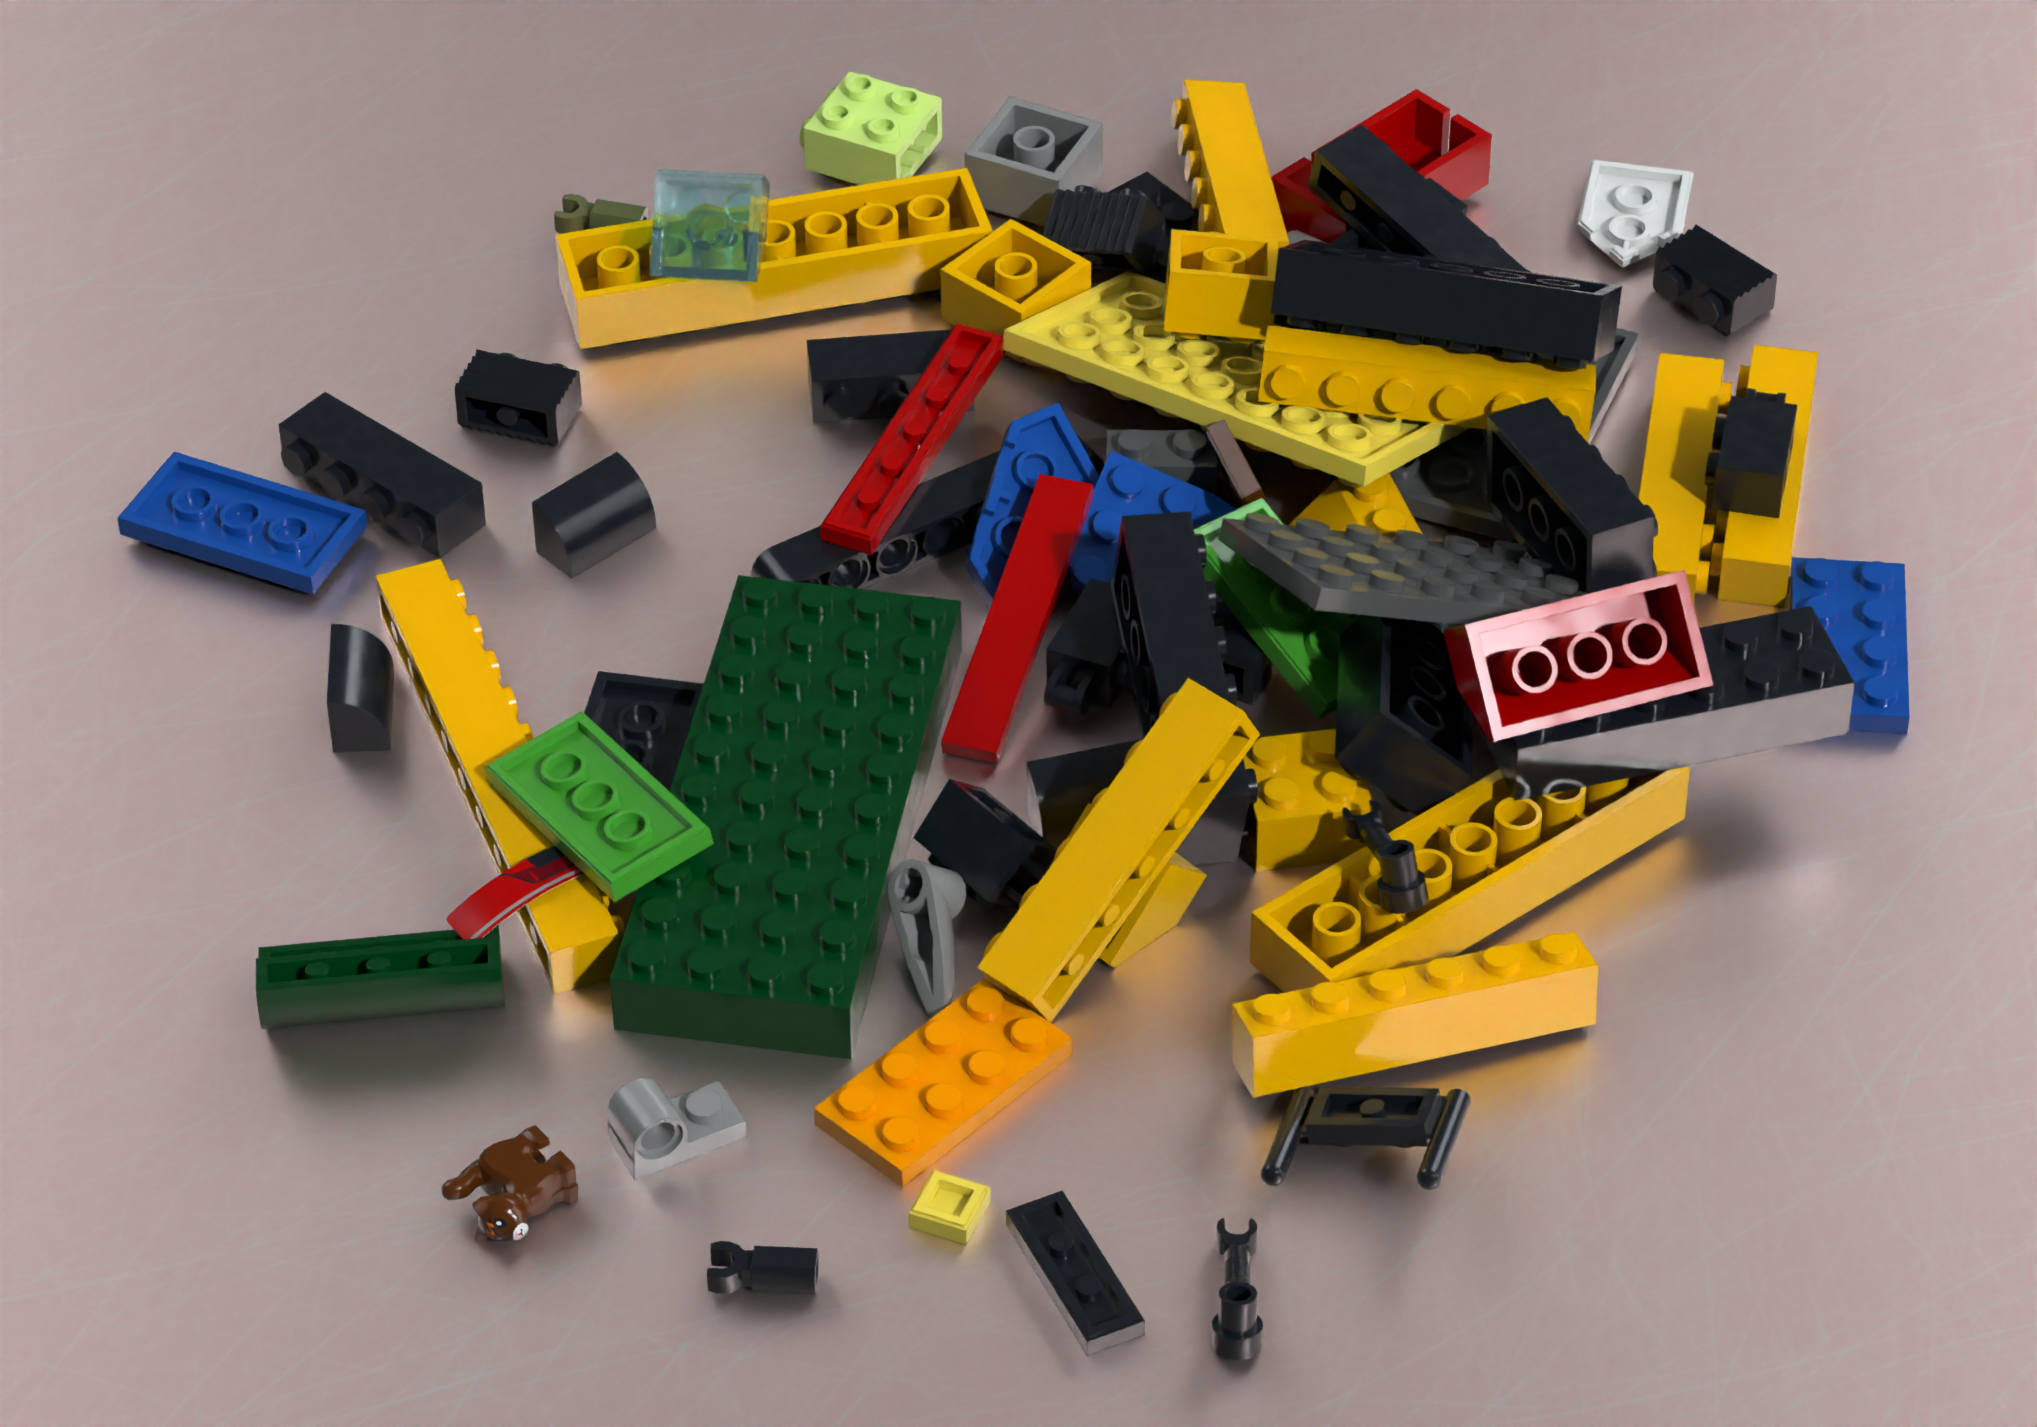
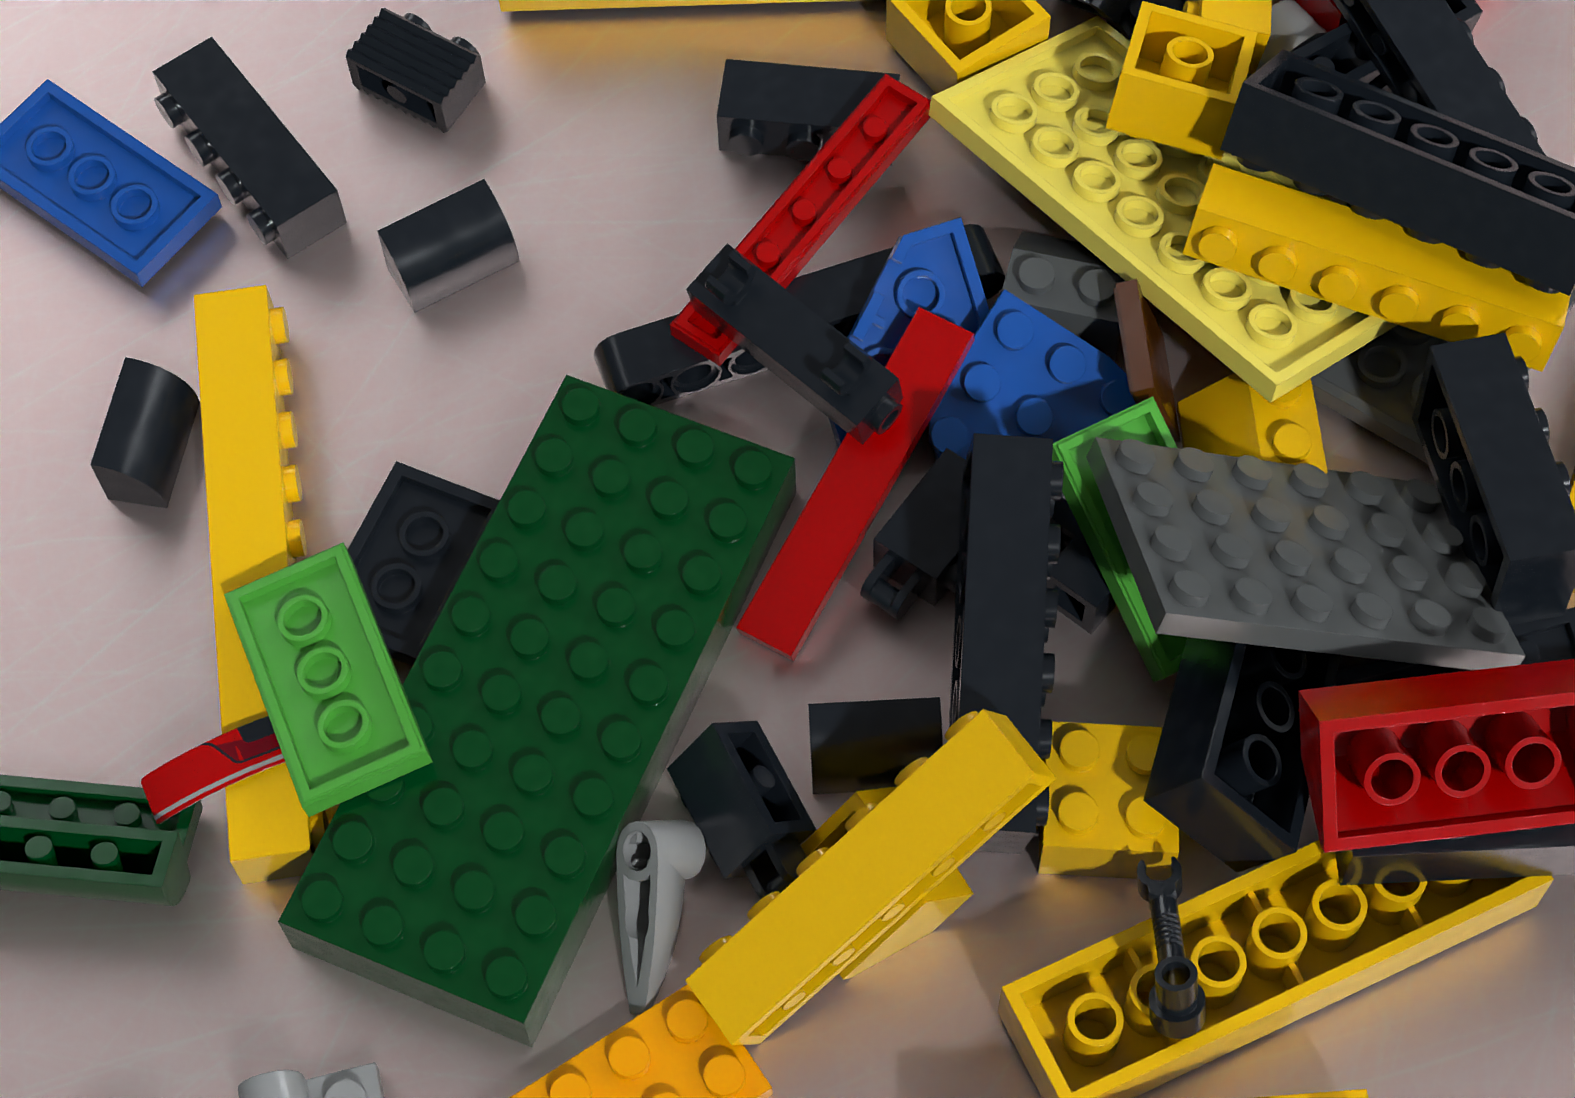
camera: 15 degrees right, 20 degrees up
(941, 509) = (797, 345): none -> black brick

